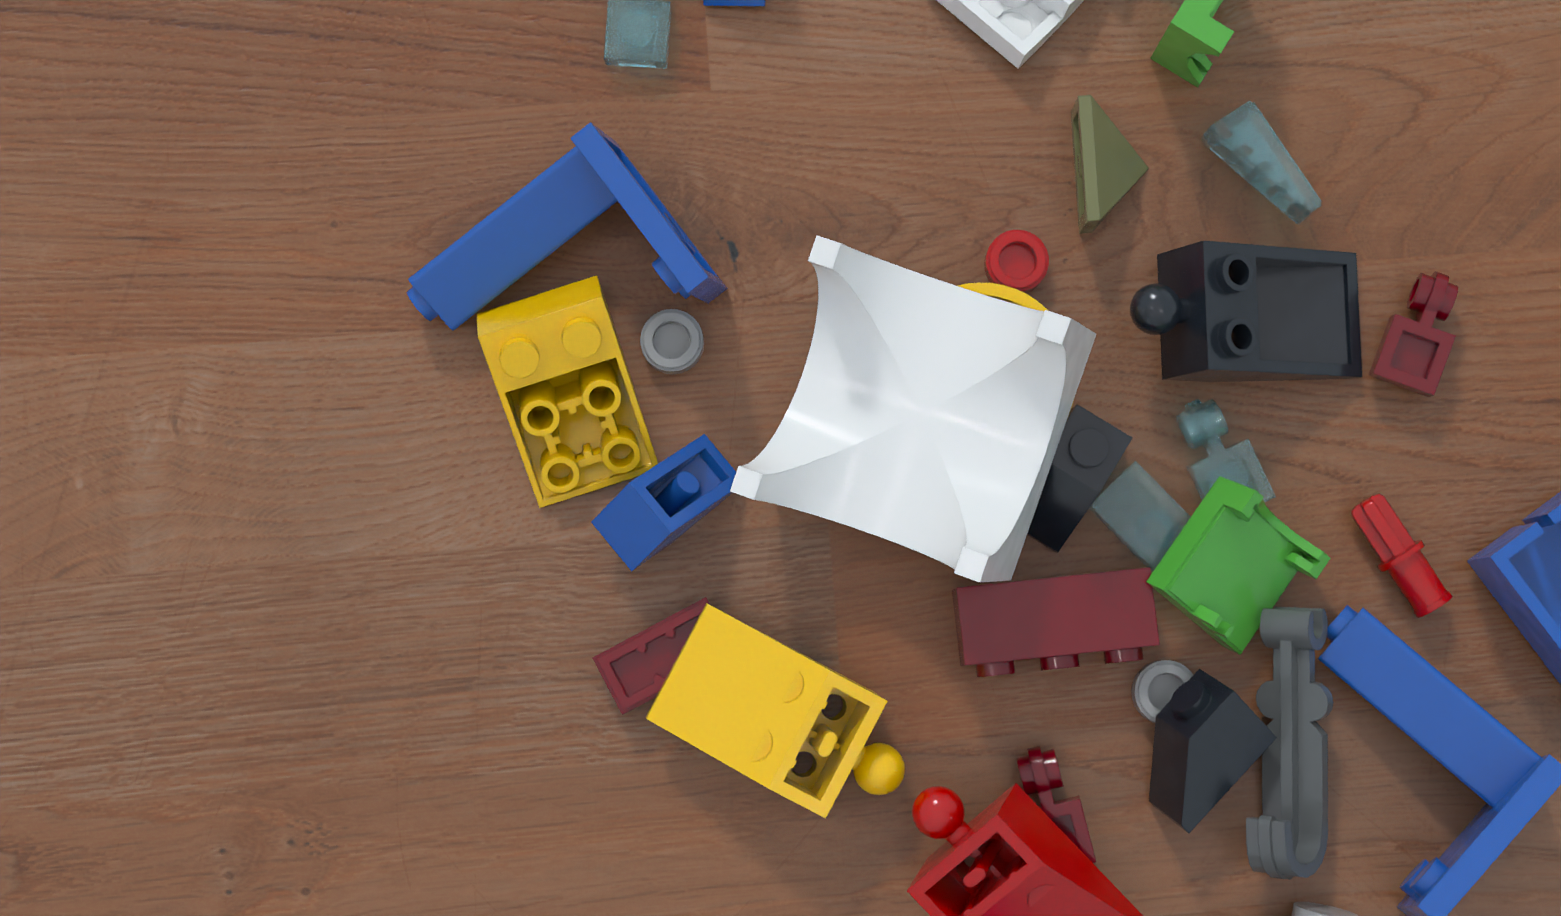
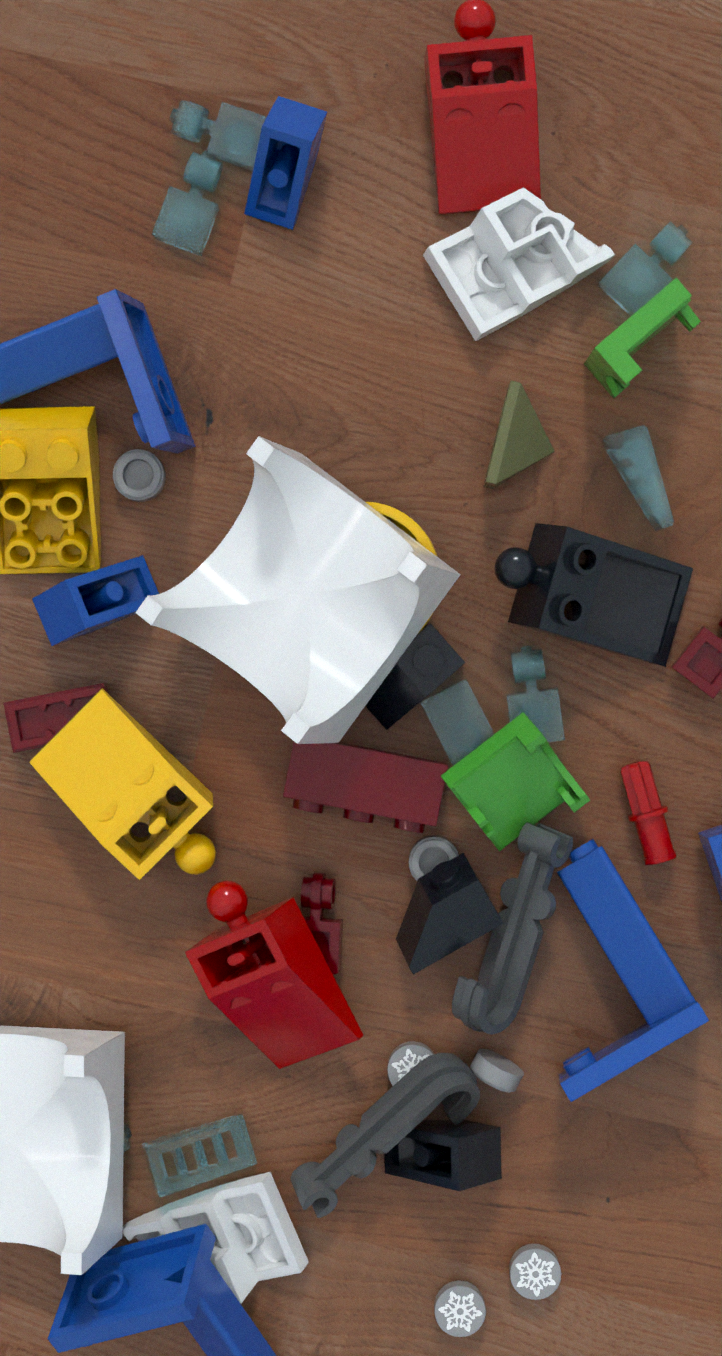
camera: 10 degrees right, 5 degrees up
(1017, 260) = (425, 494): red tile -> none

